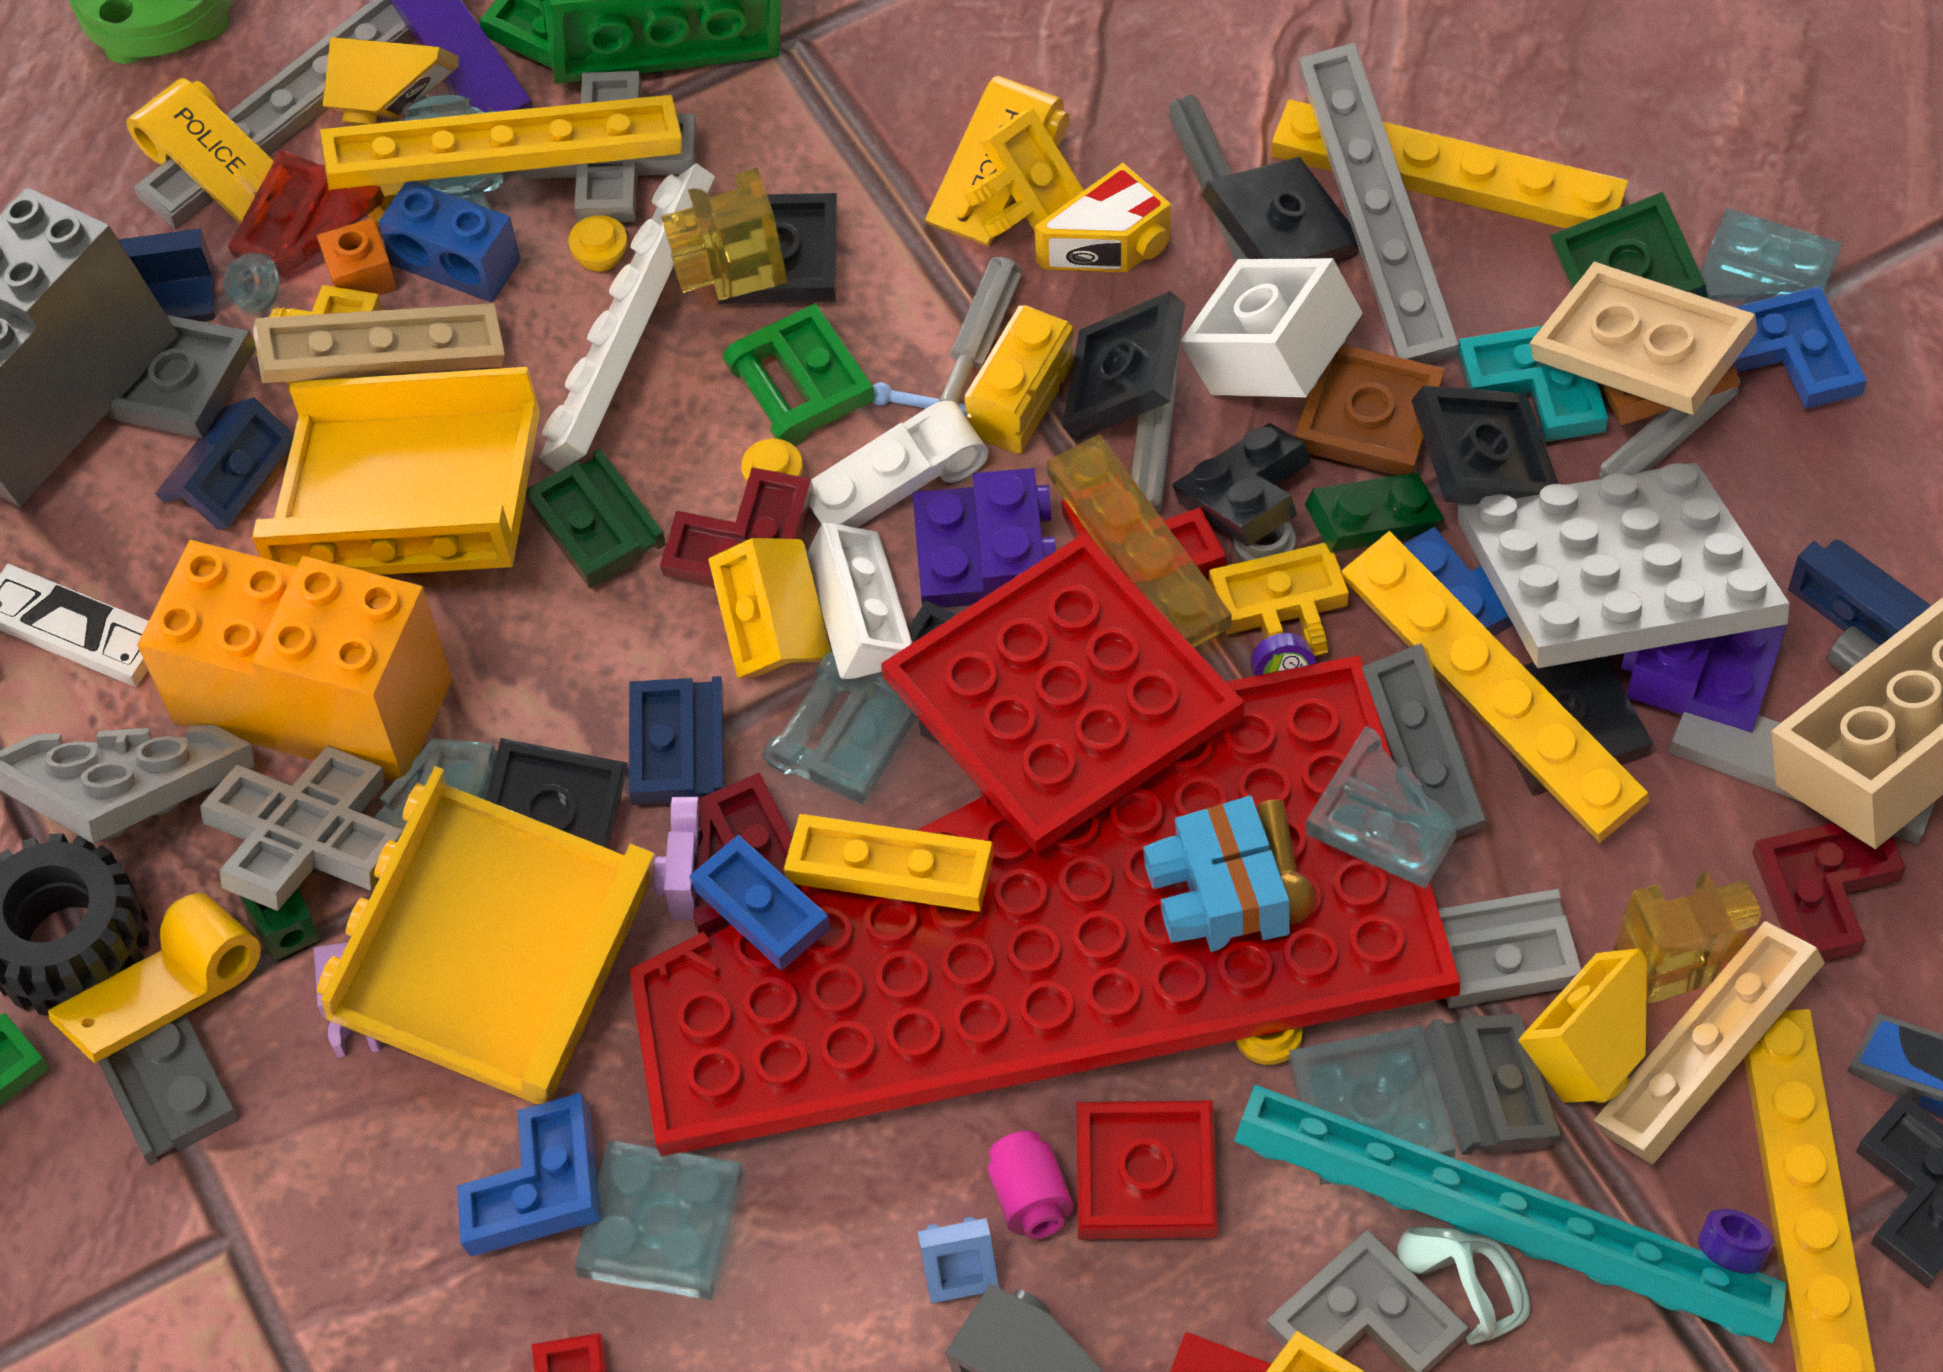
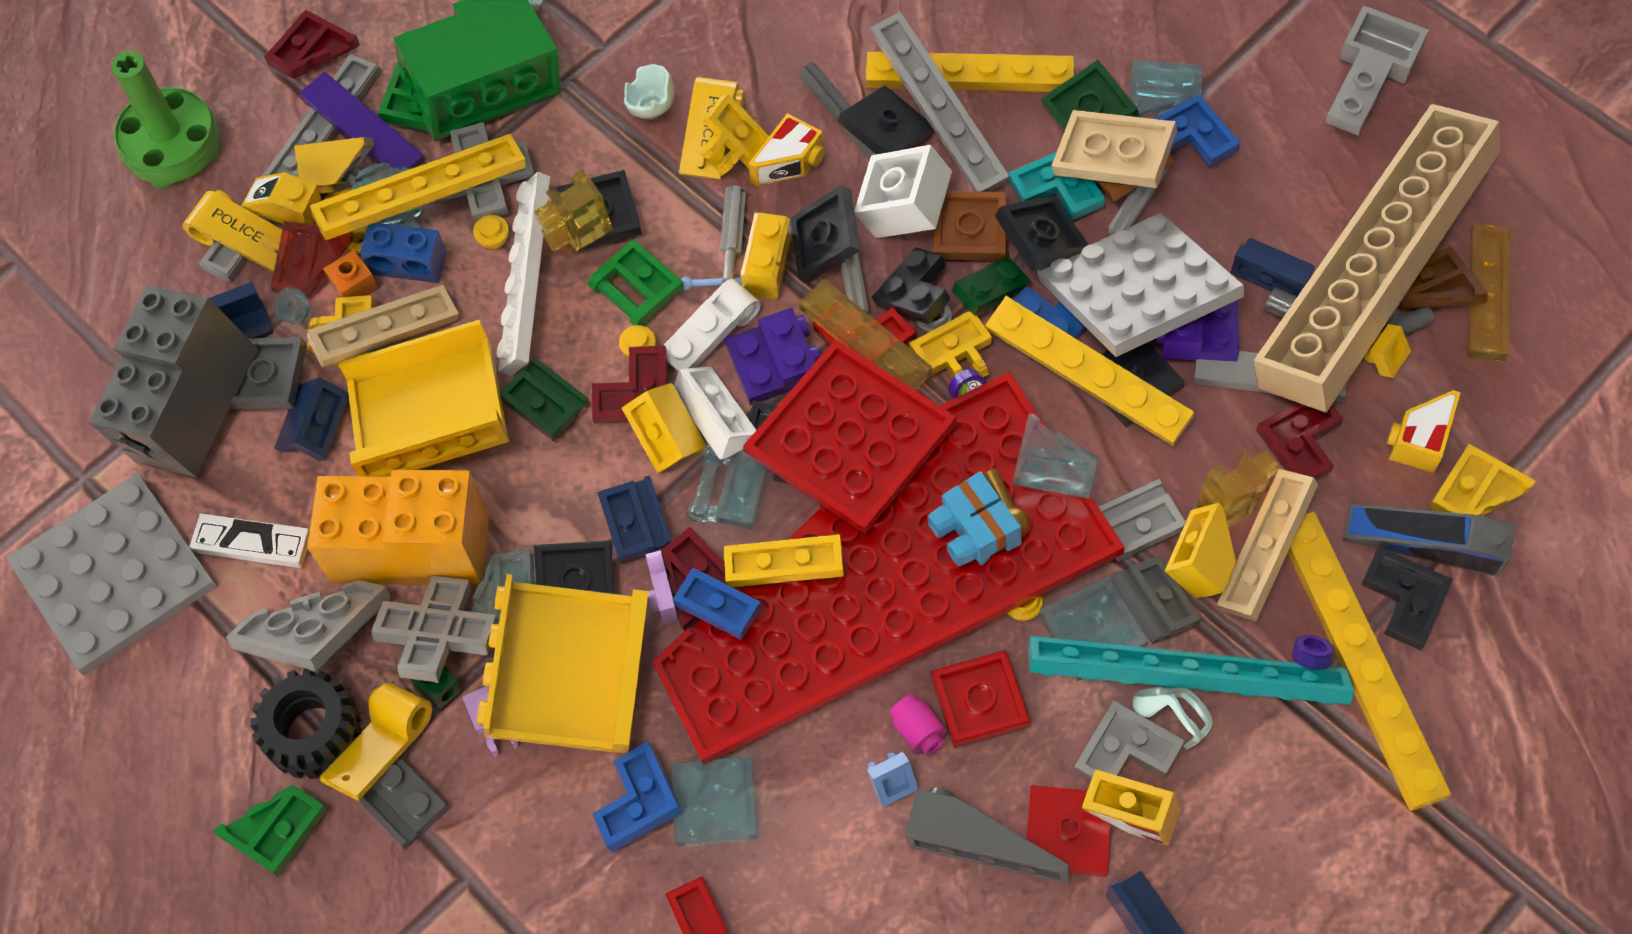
camera: 15 degrees left, 5 degrees up
(288, 114) = (282, 198): none -> yellow slope
(917, 85) = (650, 92): none -> light aqua hair
(1425, 734) = (1059, 408): dark grey plate -> none

